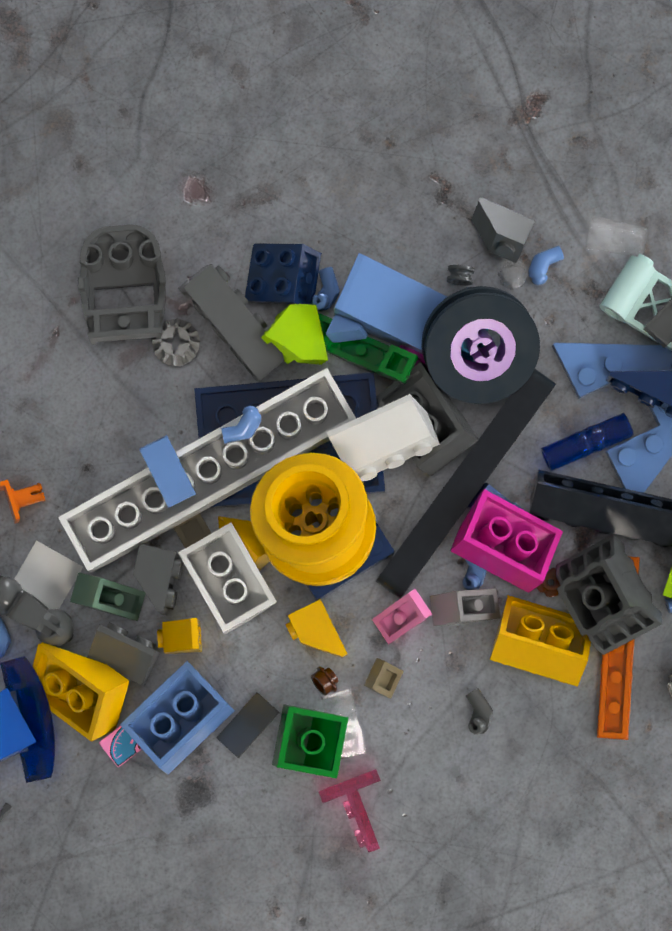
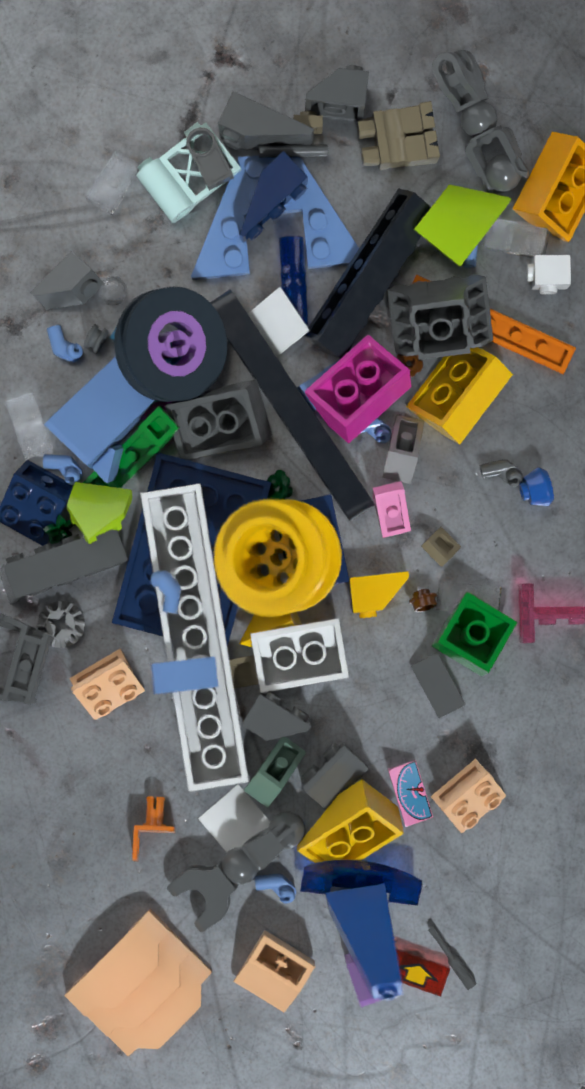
camera: 65 degrees left, 5 degrees up
(132, 405) = (106, 685): none -> light nougat bracket
(149, 794) = (469, 796): none -> light nougat bracket
(177, 718) = (409, 747): medium blue slope -> none
(180, 636) = (336, 718): yellow slope -> none
(264, 307) = (59, 530): none -> dark green plant
(357, 239) = (28, 425): none -> clear slope
(384, 437) = (226, 464): white slope -> none
(384, 501) = (279, 486): none -> dark green plant
(440, 247) = (61, 347): none -> medium blue arm
(475, 751) = (537, 488): none -> blue cone
(541, 262) = (113, 261): medium blue arm -> none
(542, 441) = (278, 321): none -> white sticker

